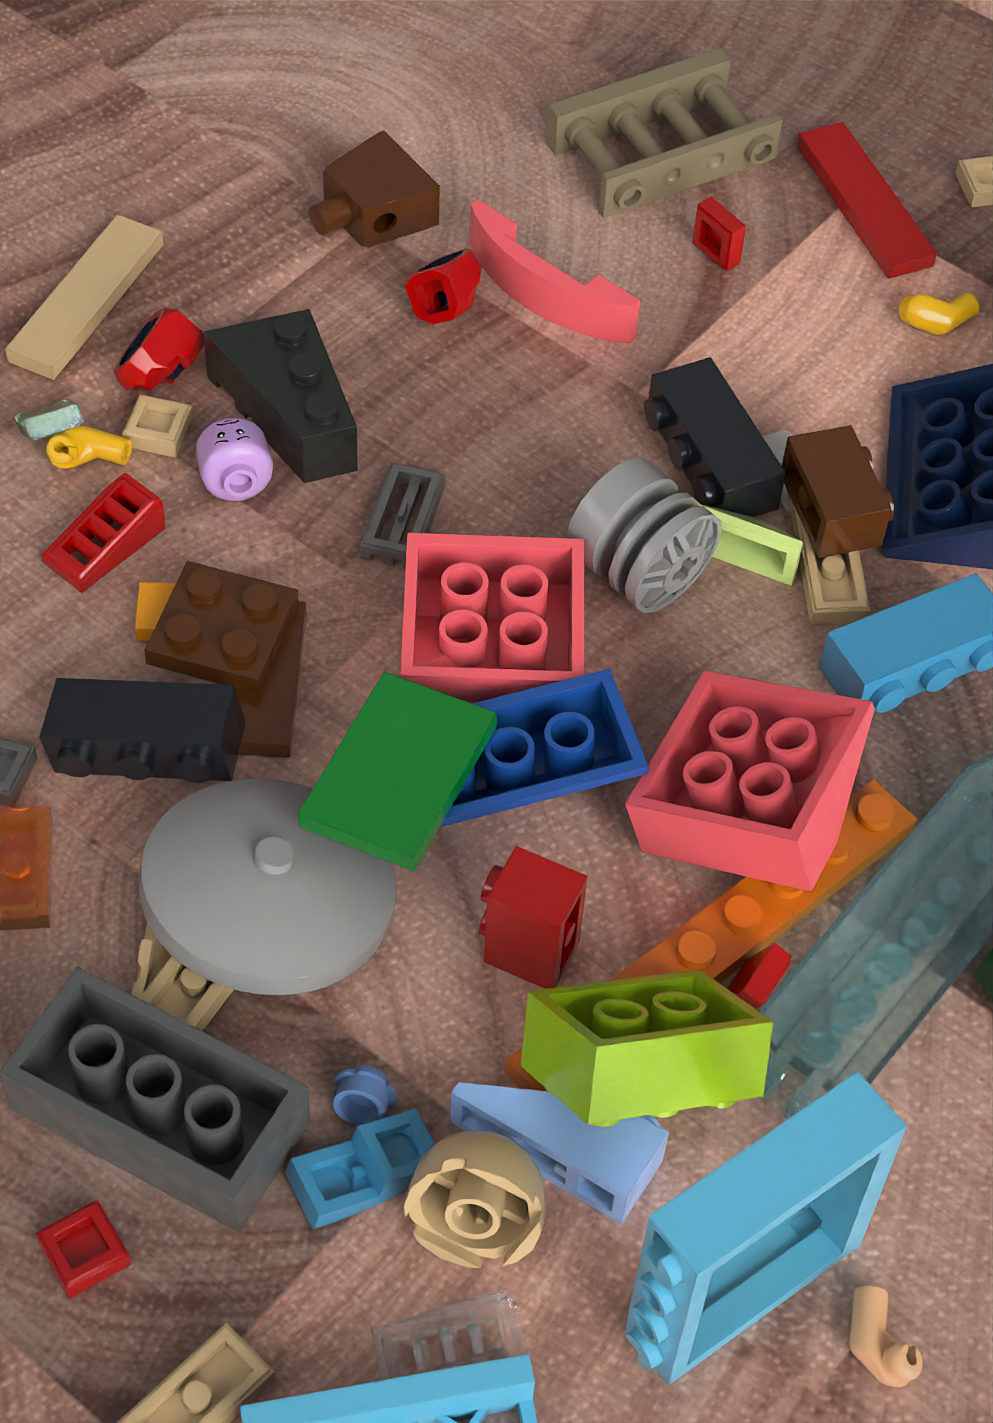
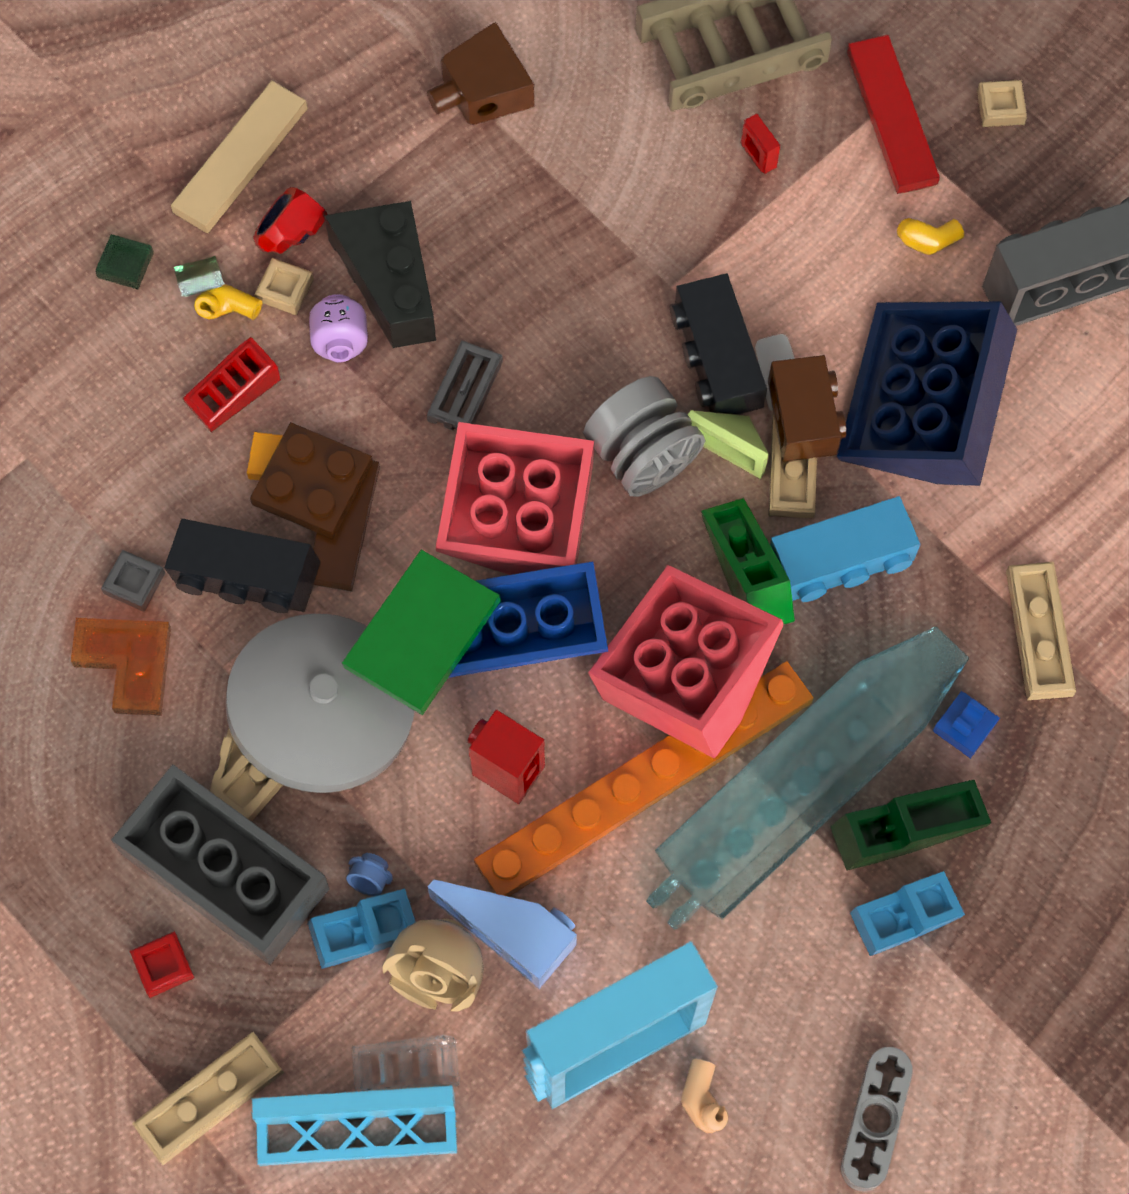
camera: 10 degrees right, 15 degrees up
(444, 287) = (527, 176): red rock -> none
(591, 309) = (645, 210): coral slope -> none
(645, 1046) = (568, 871): lime brick -> none
(760, 975) = (663, 819): red tile -> none
(795, 656) = (748, 559): none -> green slope

